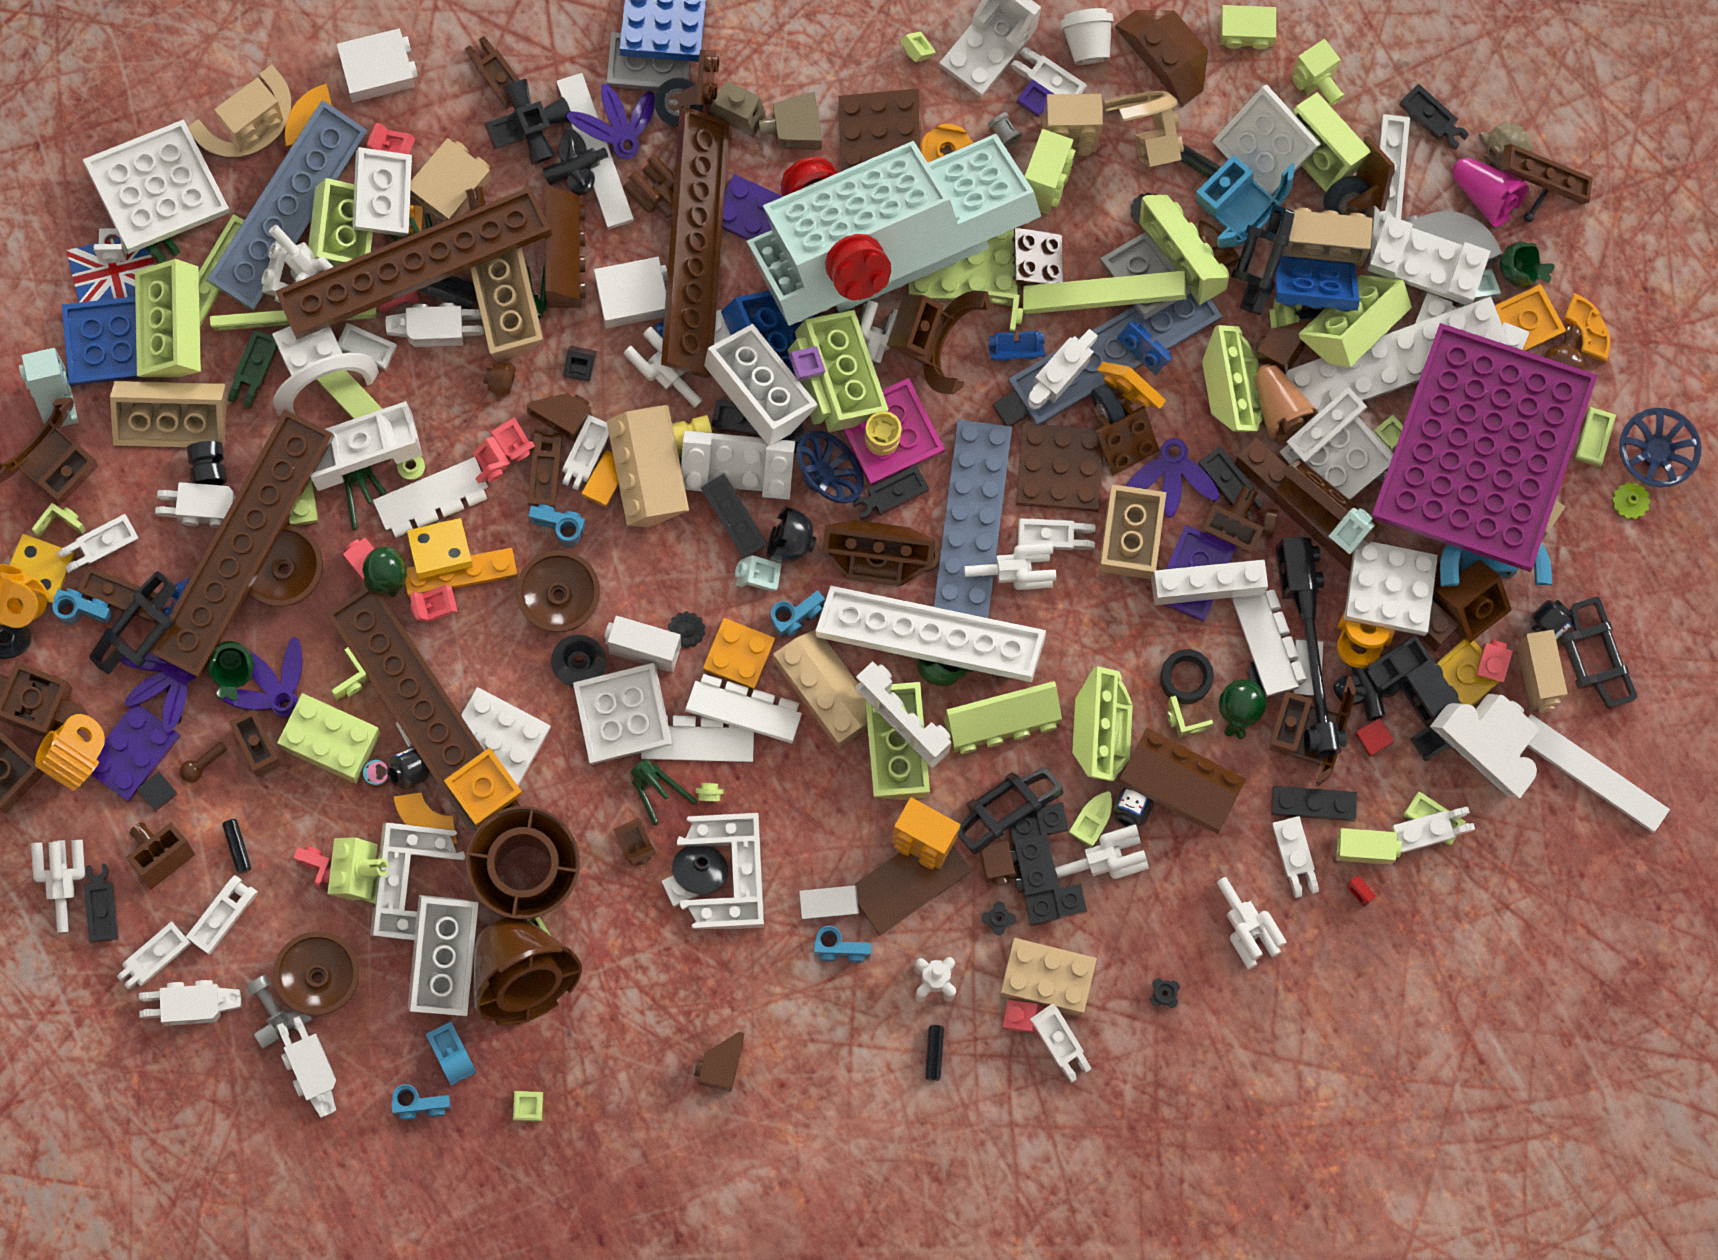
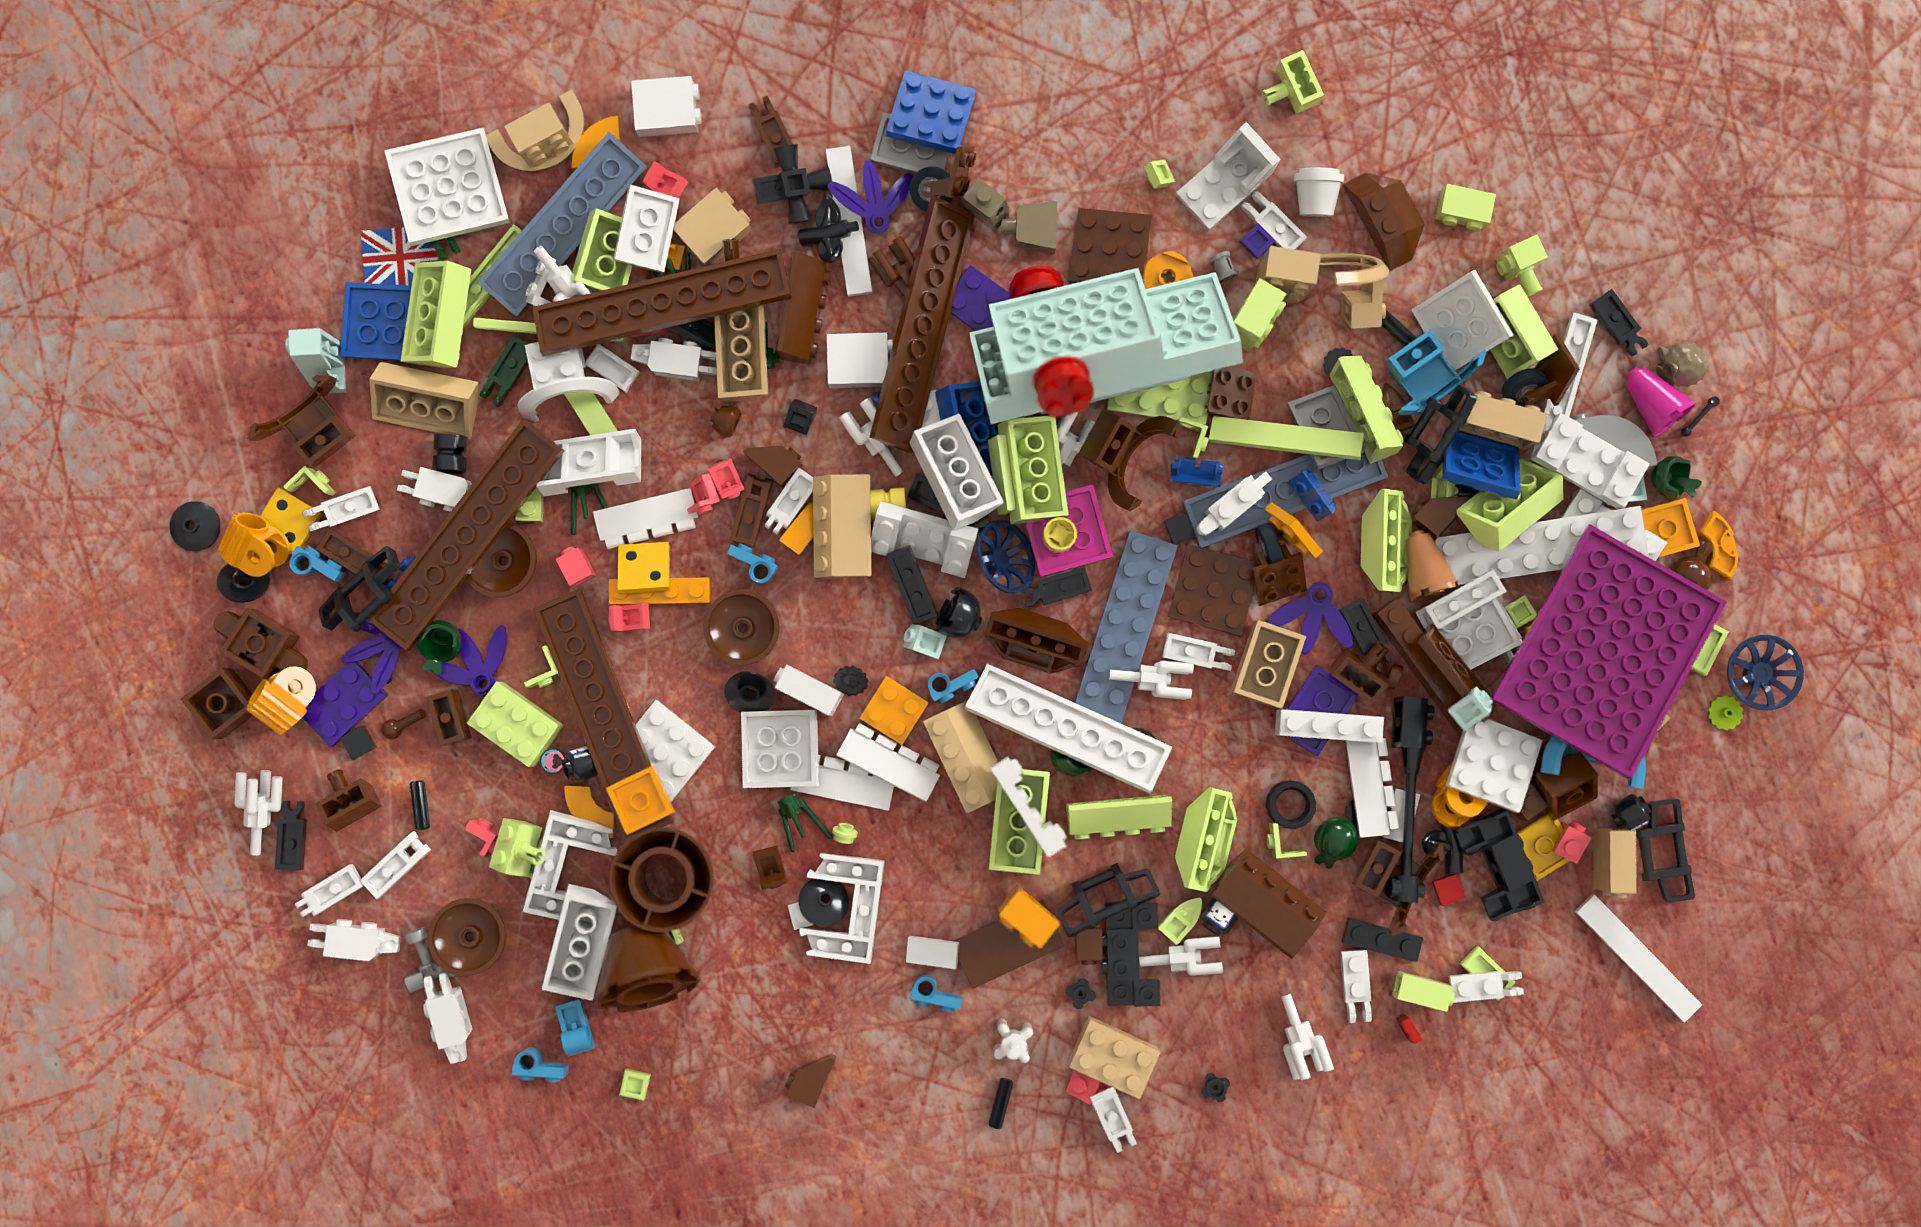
camera: 15 degrees right, 10 degrees up
(109, 252) = (392, 240): white bracket -> none
(384, 571) = (589, 581): dark green hat -> none
(414, 473) = (633, 494): yellowish green plate -> none
(807, 363) = (1001, 462): medium lavender plate -> none
(1492, 740) = (1556, 917): white brick -> none
(1546, 174) = (1714, 397): reddish brown tile -> none

